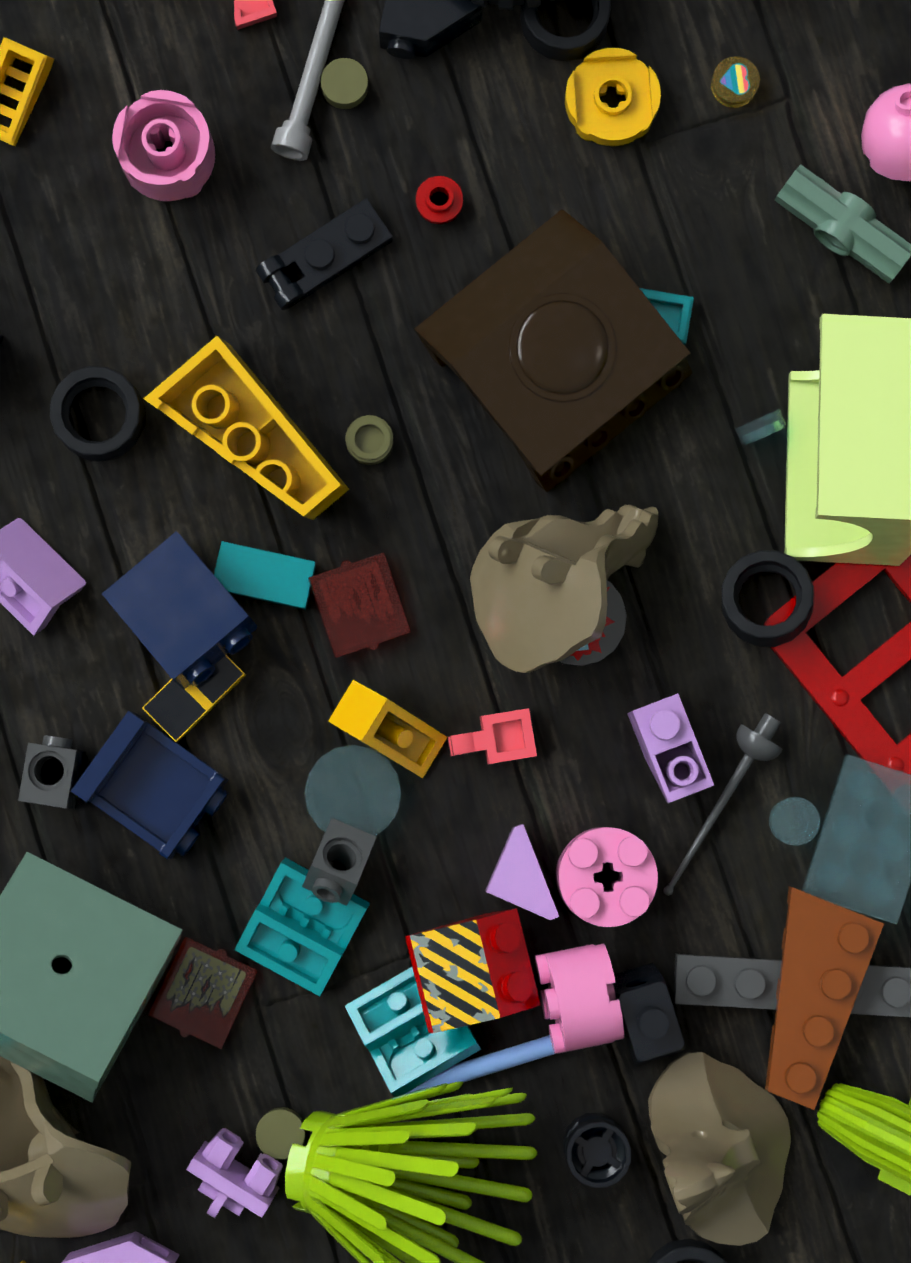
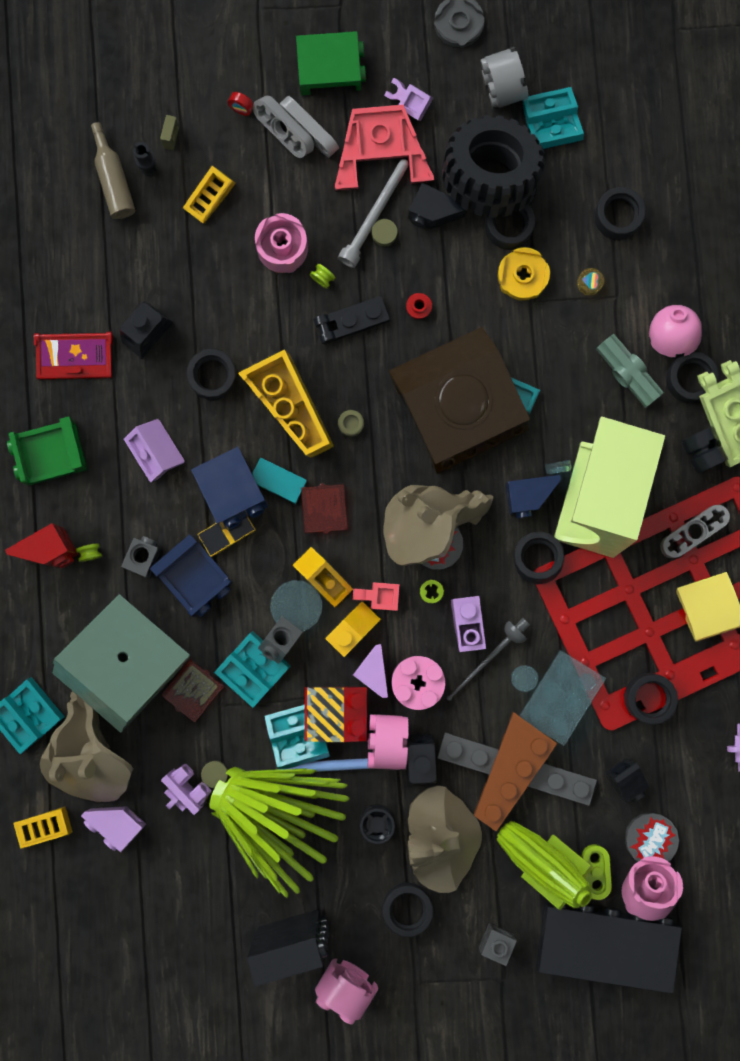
camera: 15 degrees right, 0 degrees up
(252, 187) = (322, 276): none -> lime bush
(465, 809) = (352, 629): none -> yellow slope
(603, 702) = (423, 592): none -> lime bush
(721, 489) = (529, 494): none -> dark blue slope

